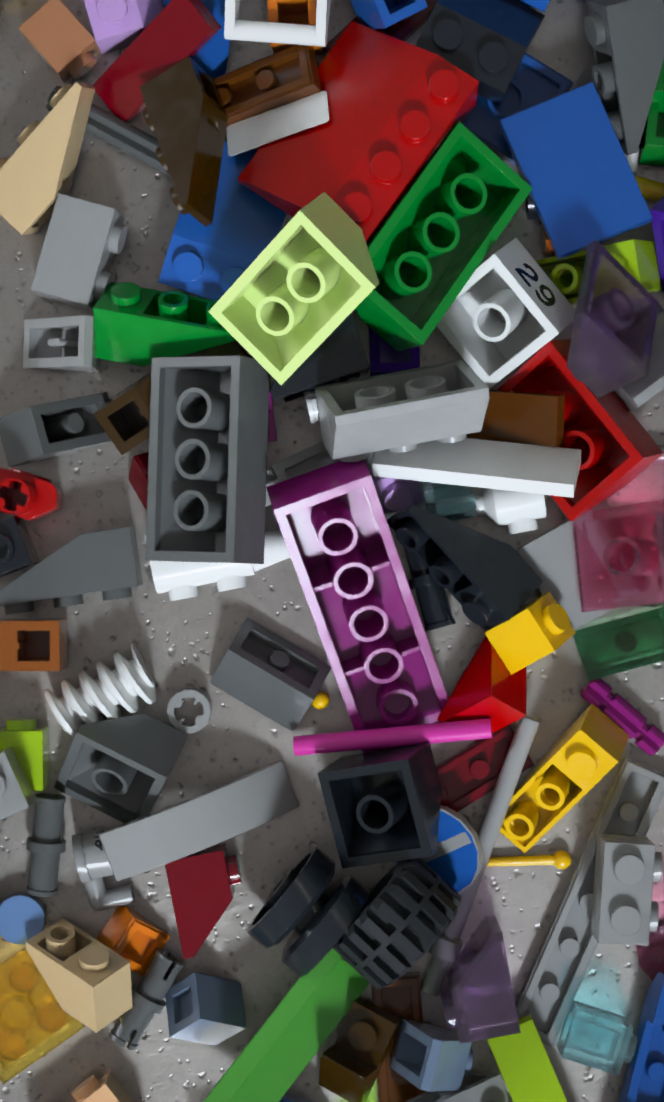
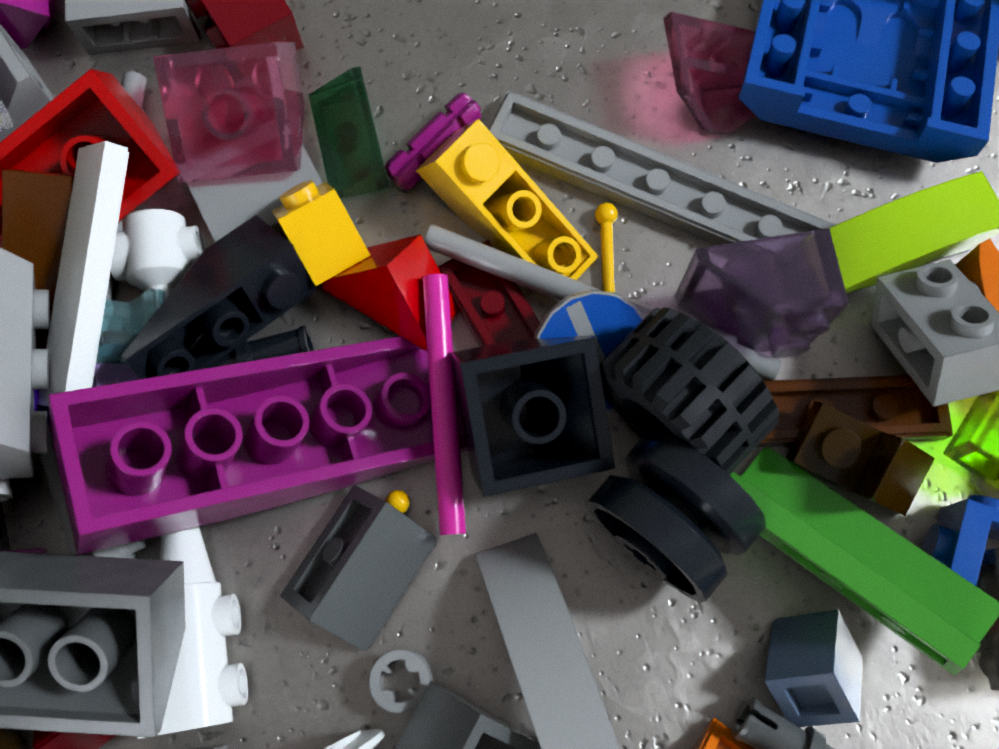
camera: 85 degrees left, 15 degrees down
(201, 892) = (653, 670): dark red slope -> none
(431, 1056) = (864, 360): sand blue slope -> none
(597, 1038) = (824, 170): clear light blue brick -> none
(624, 888) = (640, 127): light grey brick -> none

